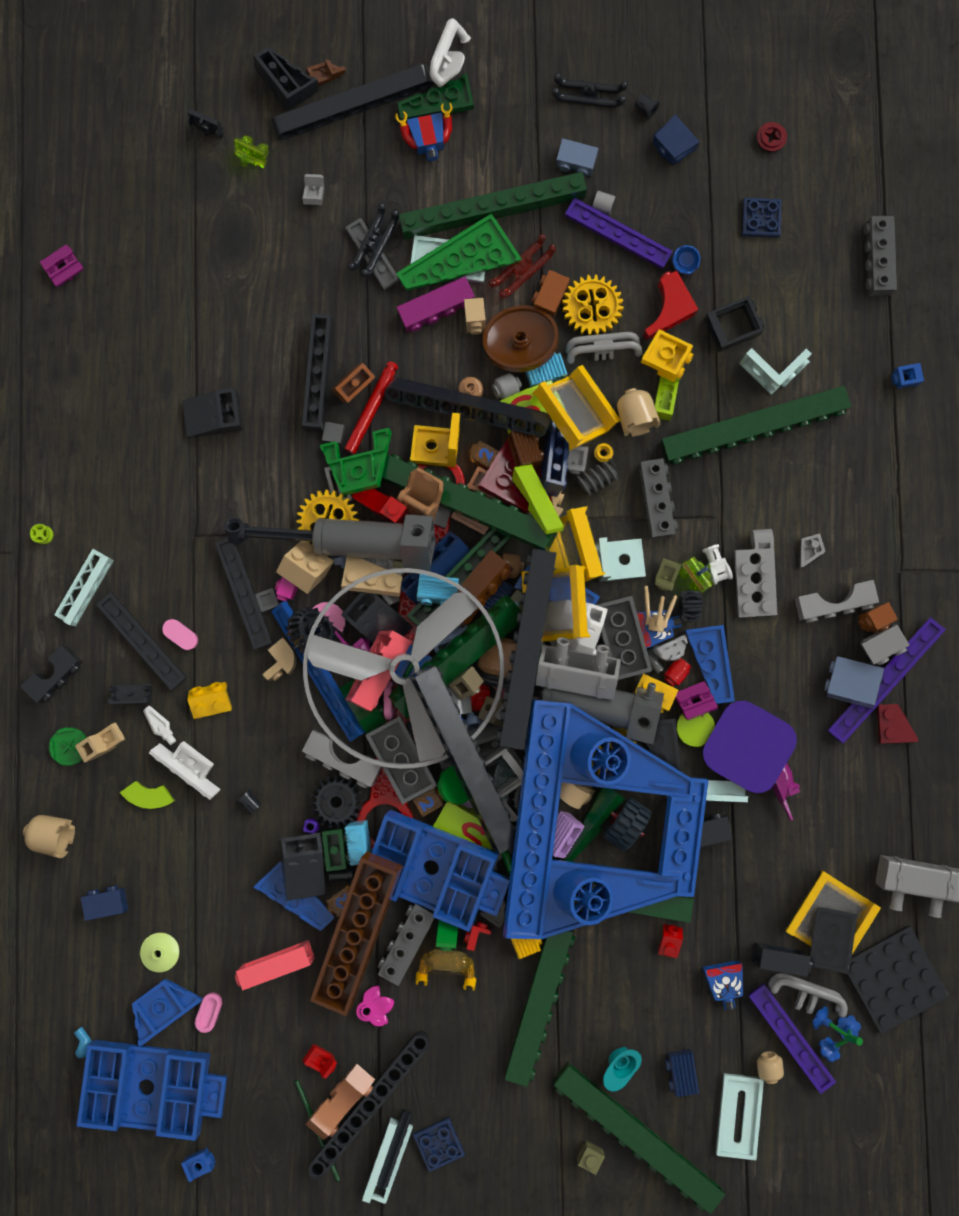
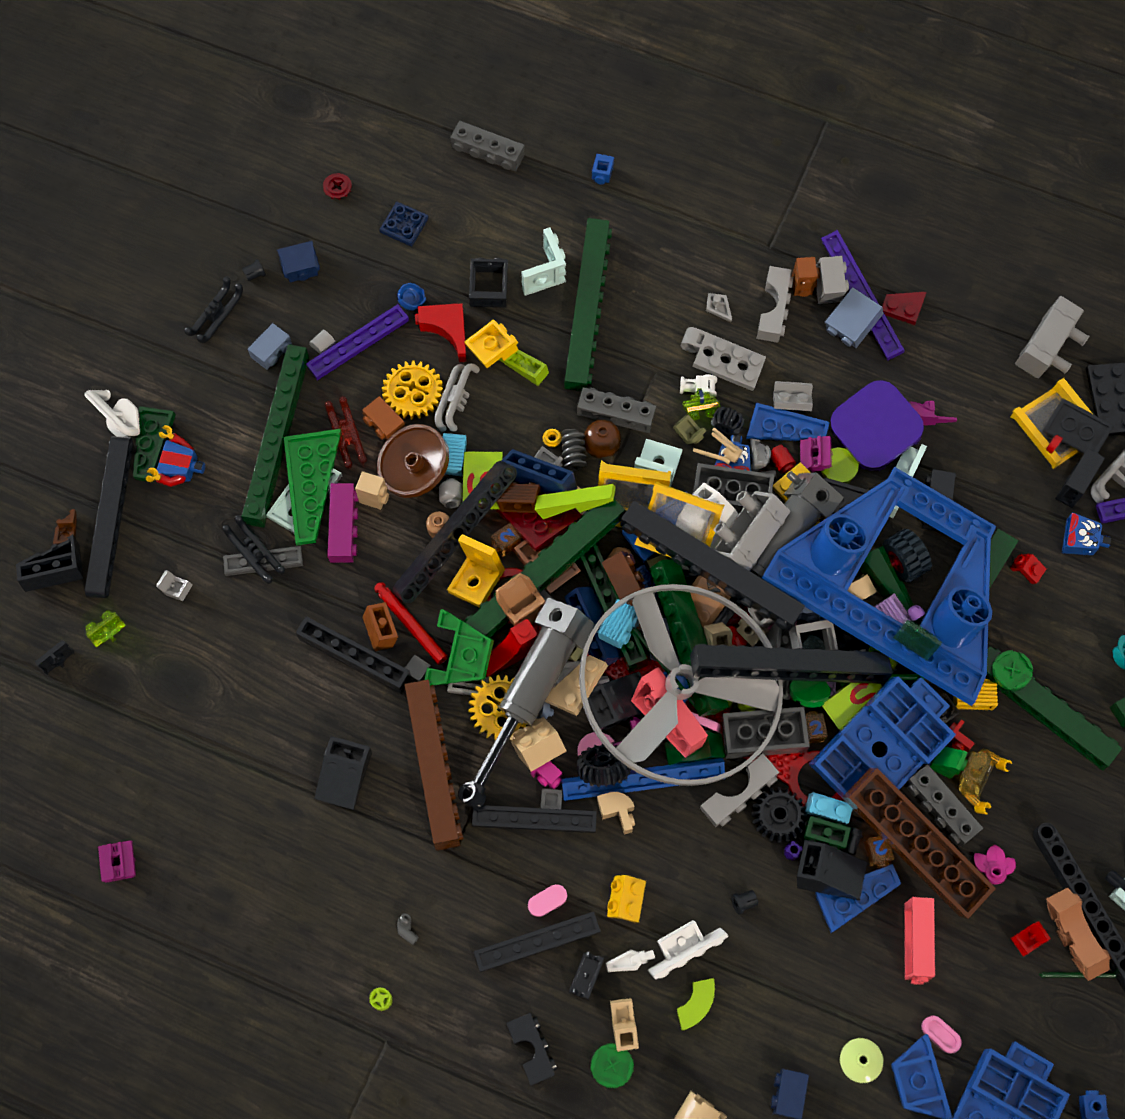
camera: 70 degrees left, 15 degrees down
(87, 590) = (461, 973): light aqua fence -> none
(106, 527) = (404, 929): none -> dark grey arm
(248, 486) = (432, 765): none -> reddish brown brick
(543, 864) = (917, 639): none -> clear green slope
(557, 961) = (1012, 670): none -> green tile
(573, 853) = (915, 612): none -> medium lavender hinge
(577, 407) = (501, 437): yellow piece -> none
(614, 498) = (602, 439): none -> reddish brown cylinder
(637, 412) = (530, 391): tan cylinder -> none
(745, 656) = (793, 396): none -> light grey bracket
(802, 922) = (1053, 444): none -> red tile

